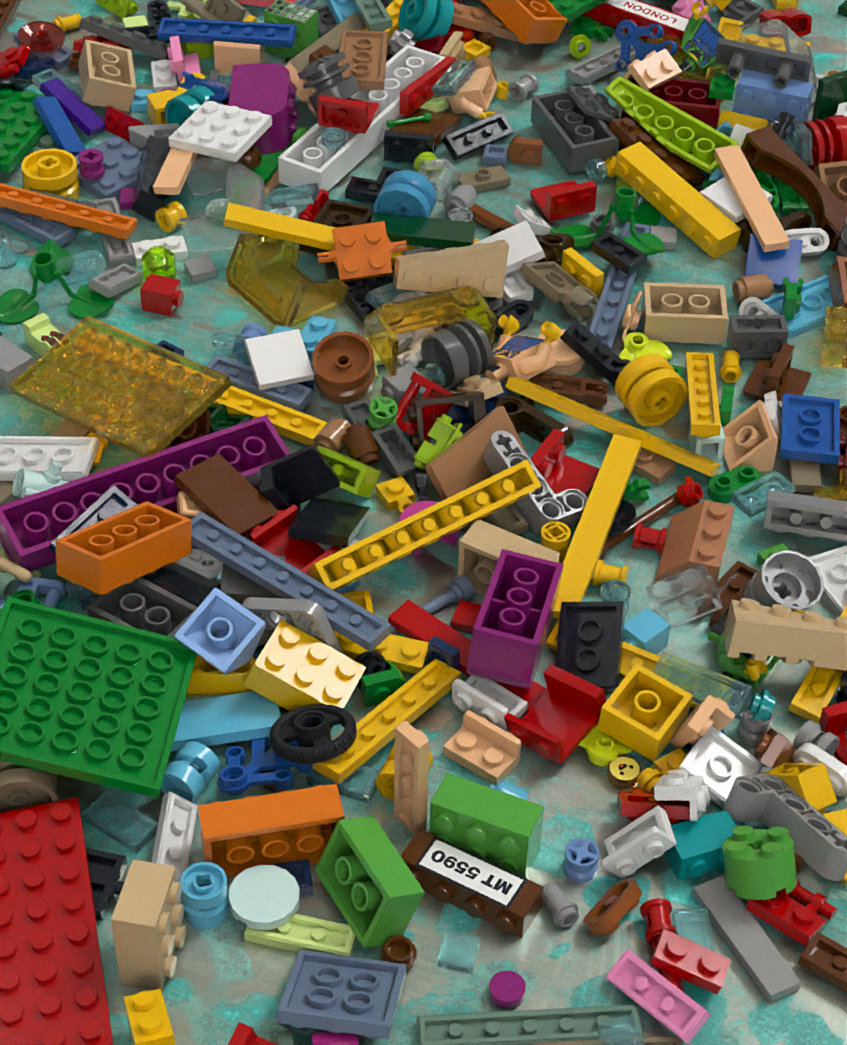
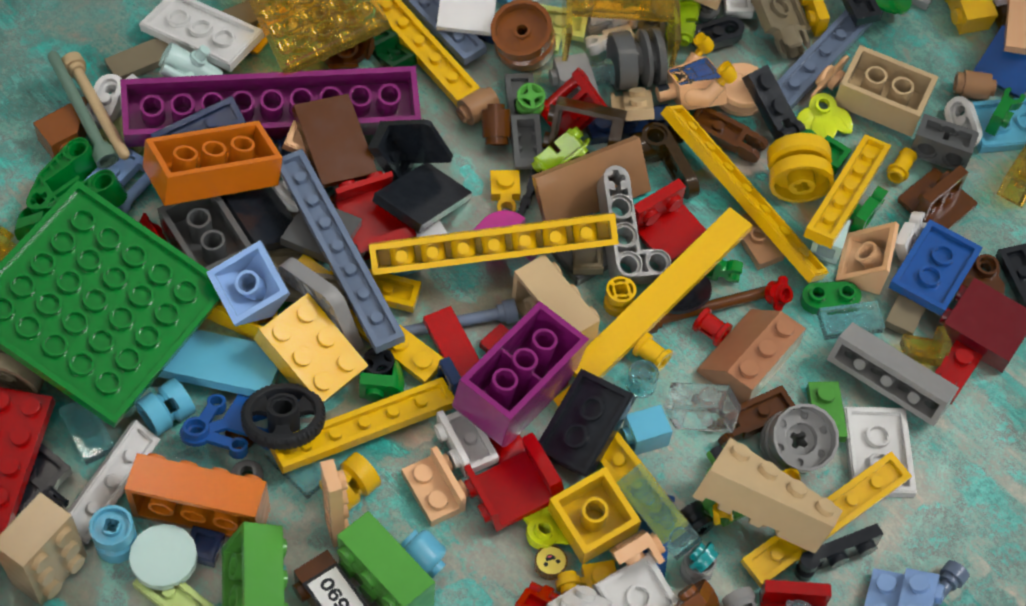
camera: 20 degrees right, 15 degrees up
(353, 475) = (470, 152): lime brick -> none

